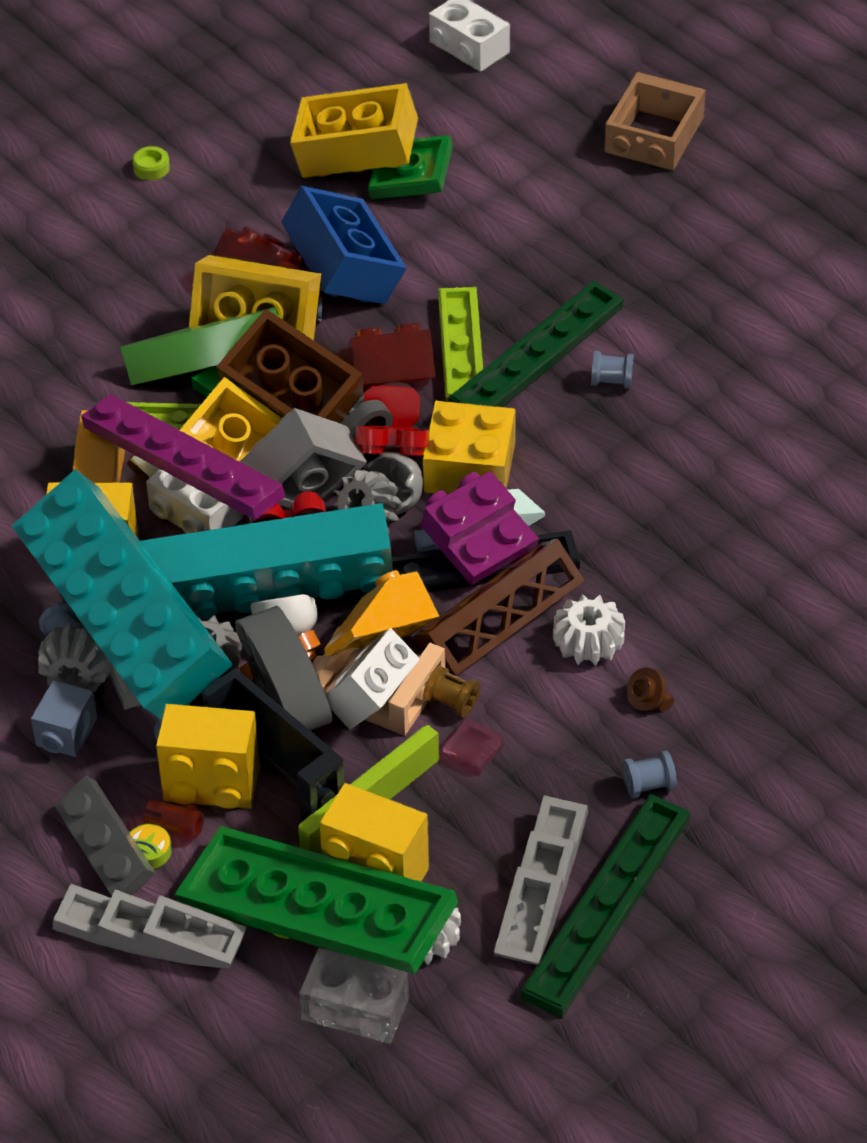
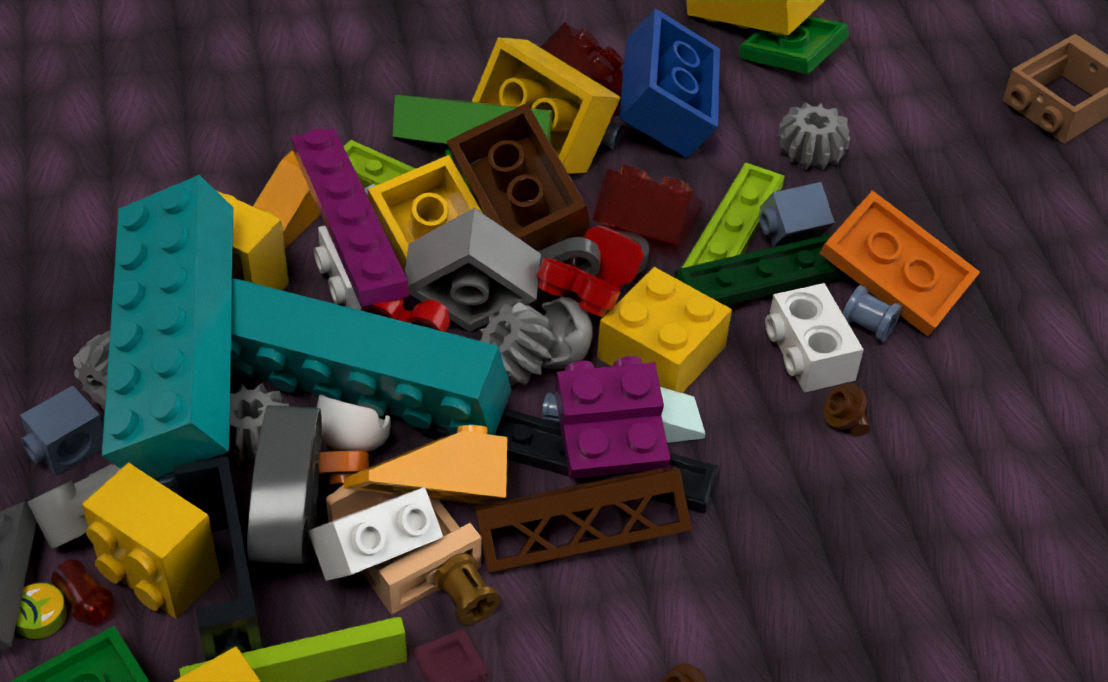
camera: 25 degrees right, 0 degrees up
(123, 763) = (60, 509): none -> light grey piece
(479, 244) = (813, 136): none -> light grey gear
(509, 315) = (795, 214): none -> sand blue brick
(581, 405) = (813, 337): none -> white brick
(588, 629) = (661, 589): white gear -> none
(611, 320) = (899, 262): none -> orange plate
(636, 448) = (846, 409): none -> reddish brown plate

